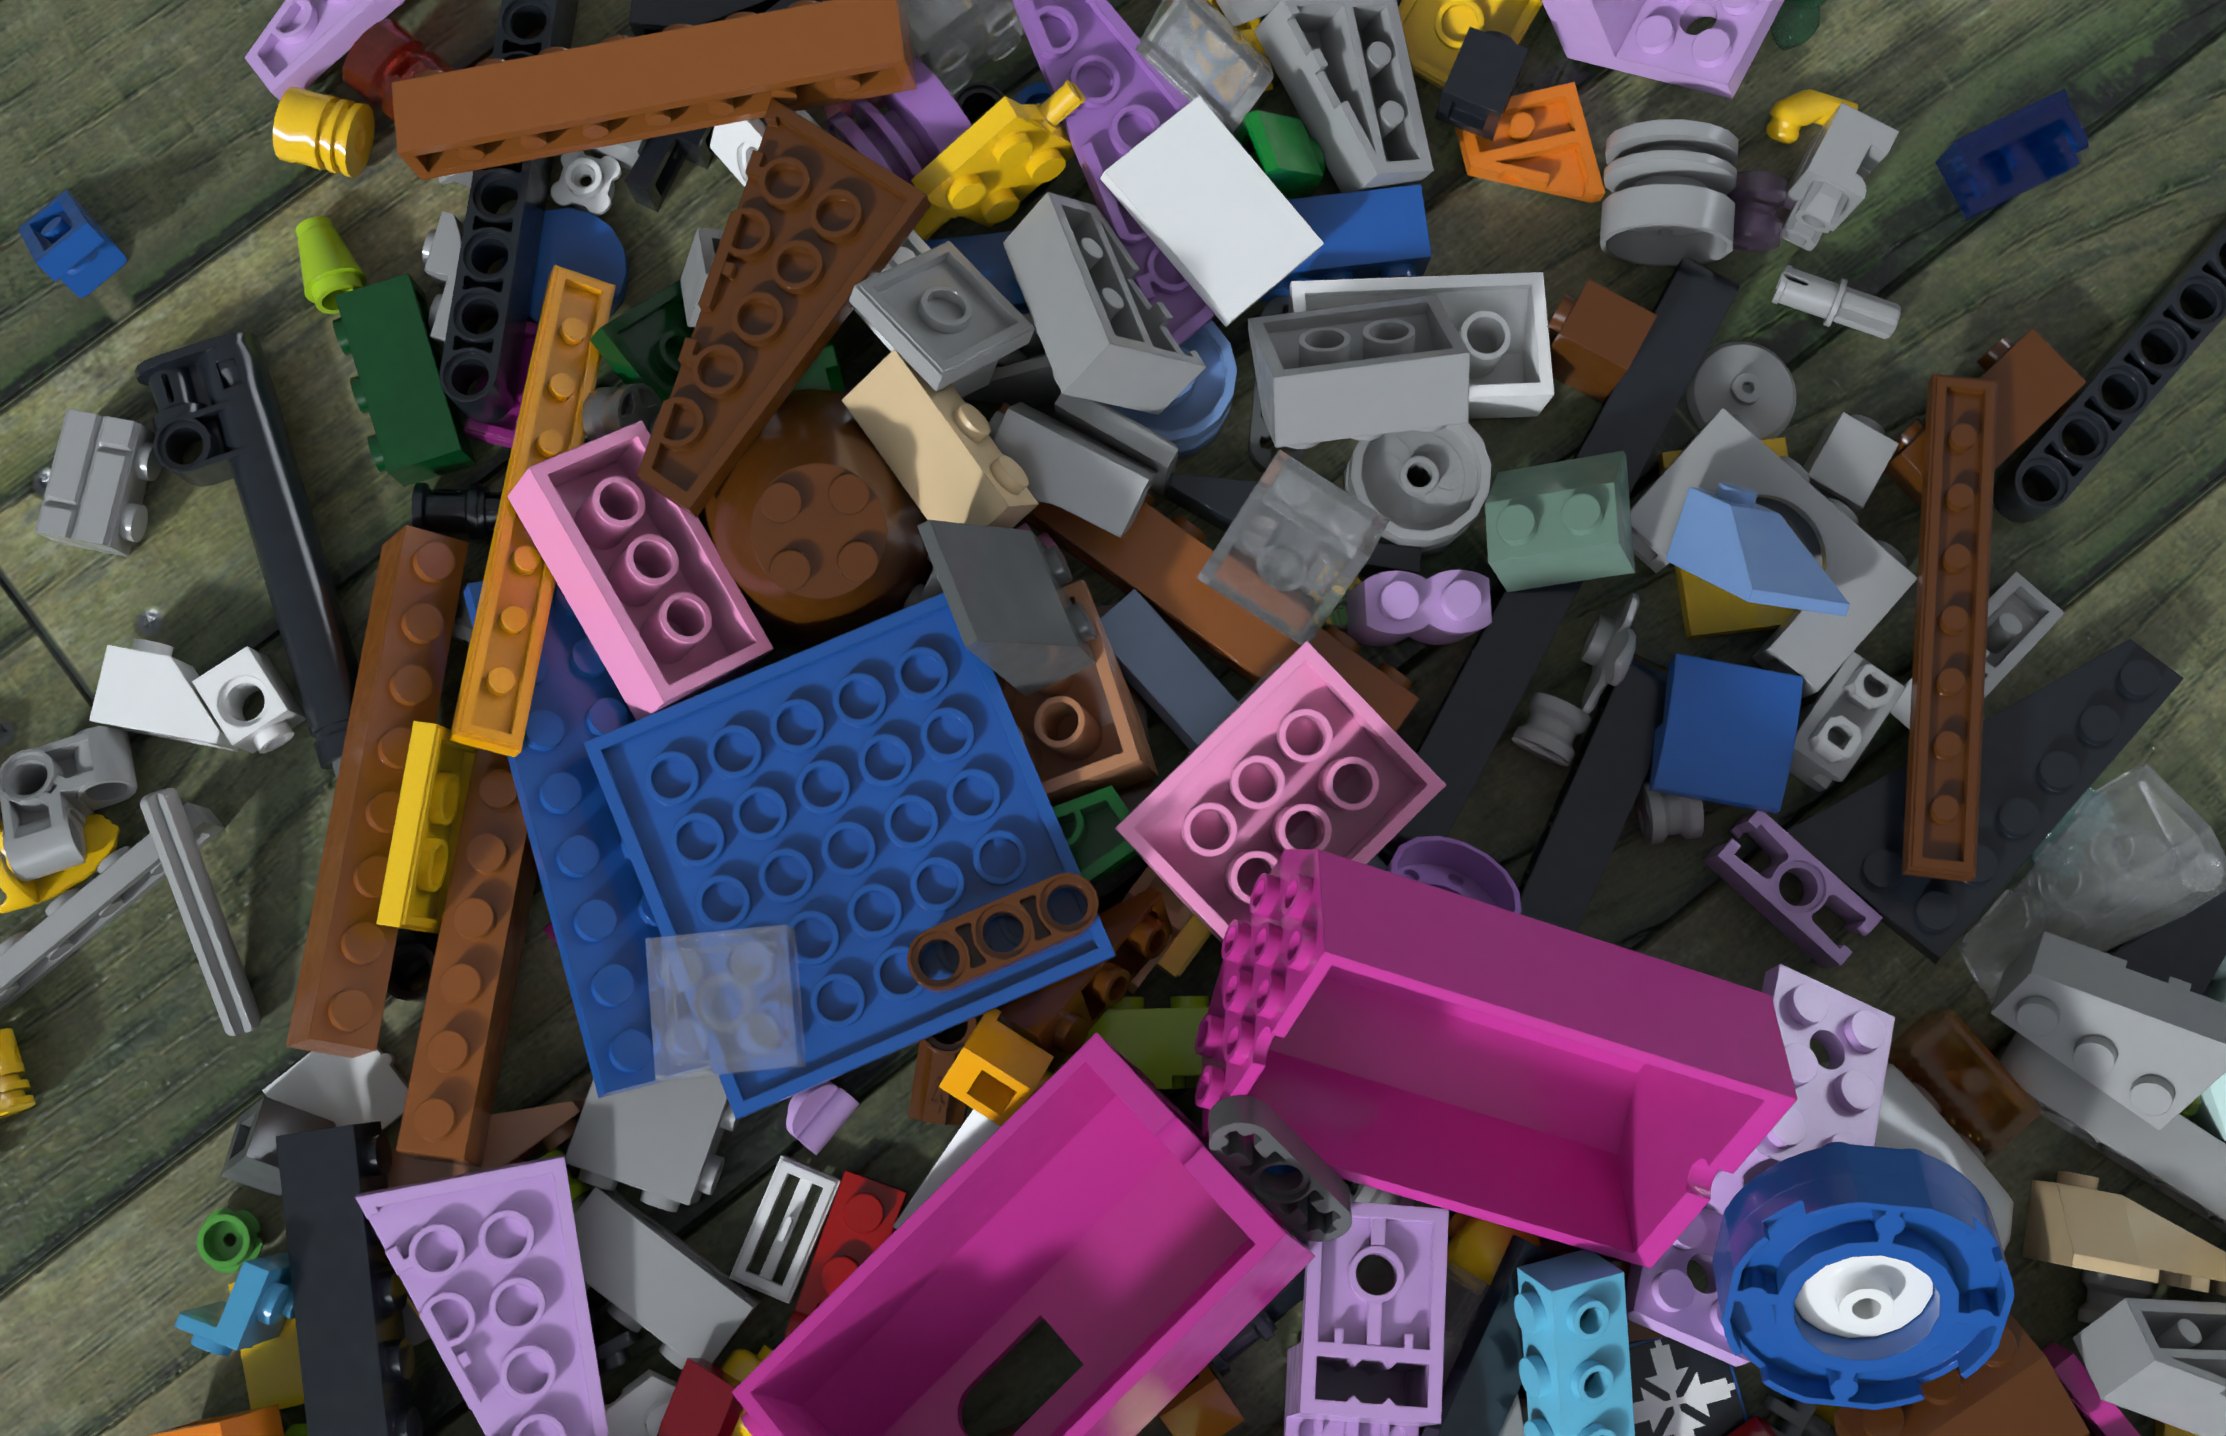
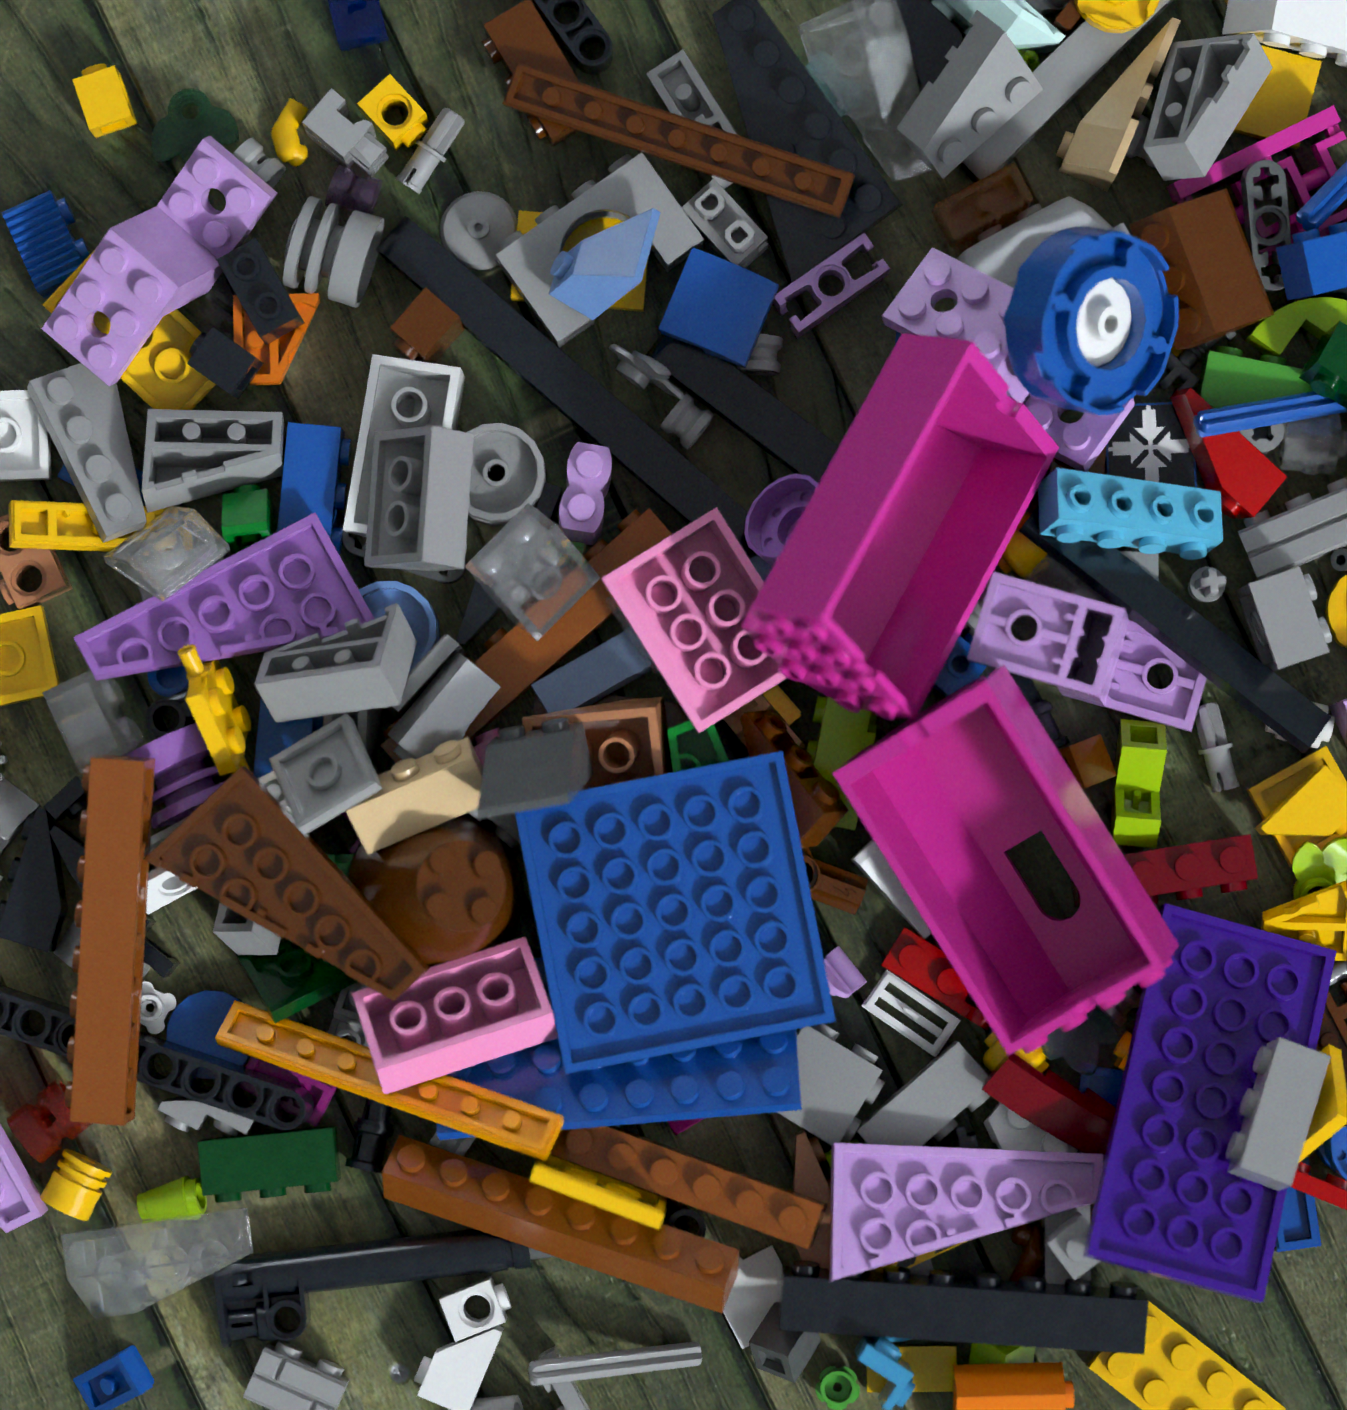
camera: 70 degrees left, 5 degrees up
(236, 244) = (141, 1262): none -> clear wedge
(615, 408) = (335, 1010): flat silver wheel -> none
(725, 1003) = (761, 1009): clear brick -> none
(968, 931) = (754, 797): reddish brown beam -> none
(996, 1070) = (840, 845): light orange brick -> none
(1211, 210) = (286, 574): white tile -> none
(1276, 1143) = (928, 674): dark grey beam -> none
(1560, 522) = (549, 384): sand green slope -> none
(1591, 107) = (260, 291): none -> black brick
(1755, 91) = (253, 156): none -> light grey wheel
(1849, 459) = (547, 173): light grey brick -> none
(1892, 224) = (387, 95): none -> yellow brick

